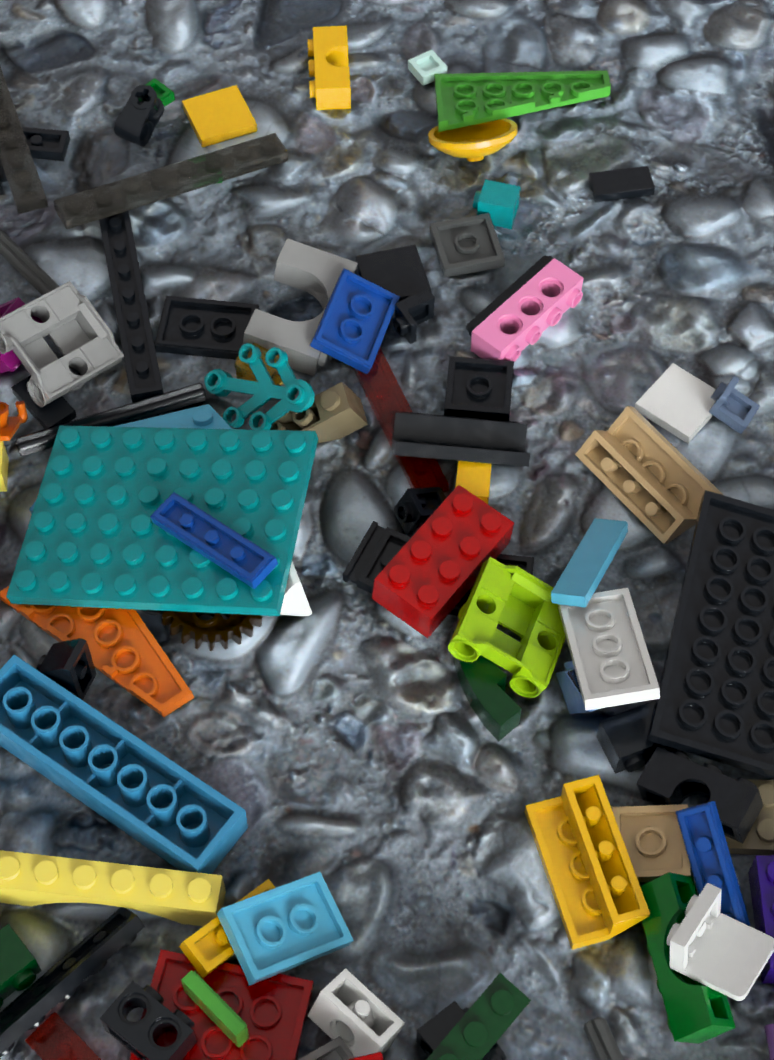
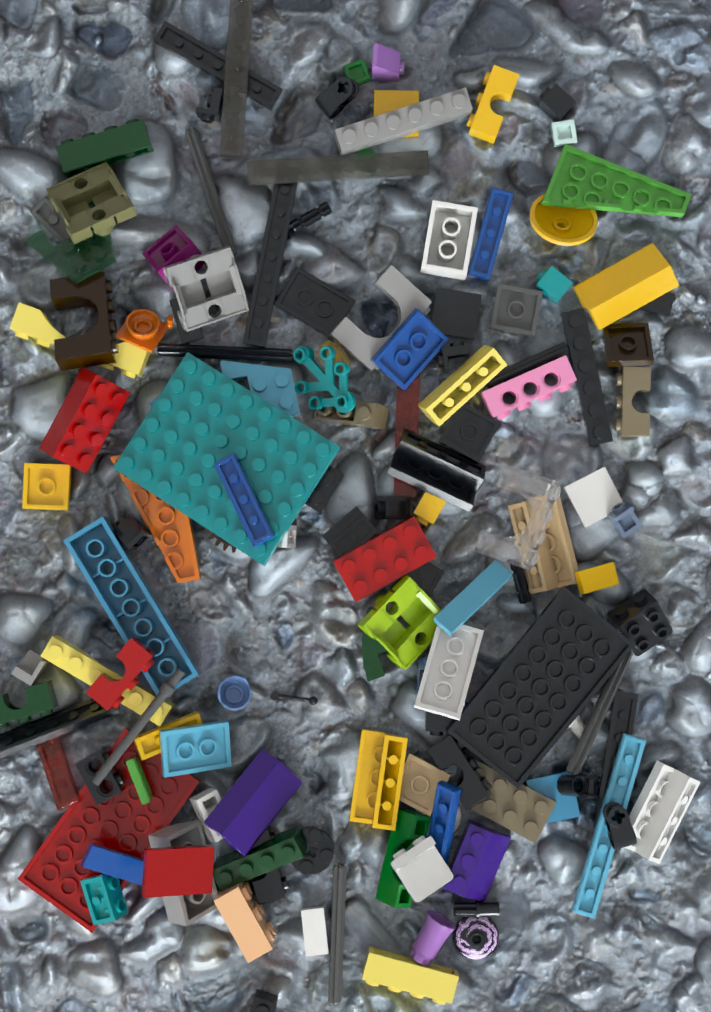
camera: 25 degrees right, 30 degrees up
(116, 877) = (136, 659): none -> red arch
(161, 243) = (310, 217): none -> black axle
(184, 68) = (386, 64): none -> medium lavender slope
(203, 847) = (166, 690): none -> dark grey bar
(231, 108) = (403, 122): none -> light grey brick
(309, 826) = (234, 692): none -> medium blue hair
(316, 525) = (324, 489): none -> black bracket
(346, 200) = (449, 240): none -> white brick
(374, 815) = (275, 696): none -> black hinge
(393, 188) = (490, 233): none -> blue tile
(403, 42) = (556, 103): none -> black brick
(412, 966) = (253, 802): none -> dark purple slope
(441, 337) = (462, 385): none -> light yellow brick
(559, 1013) = (323, 854): none -> black plate
(585, 175) = (626, 286): none -> yellow slope
(597, 286) = (587, 377): none -> black plate
(621, 477) = (522, 548): none -> clear arch
(623, 227) = (627, 345): none -> dark brown plate
(643, 532) = (521, 584): none -> black axle
(674, 303) = (629, 421): none -> dark tan arch
(740, 482) = (596, 578): none -> yellow tile

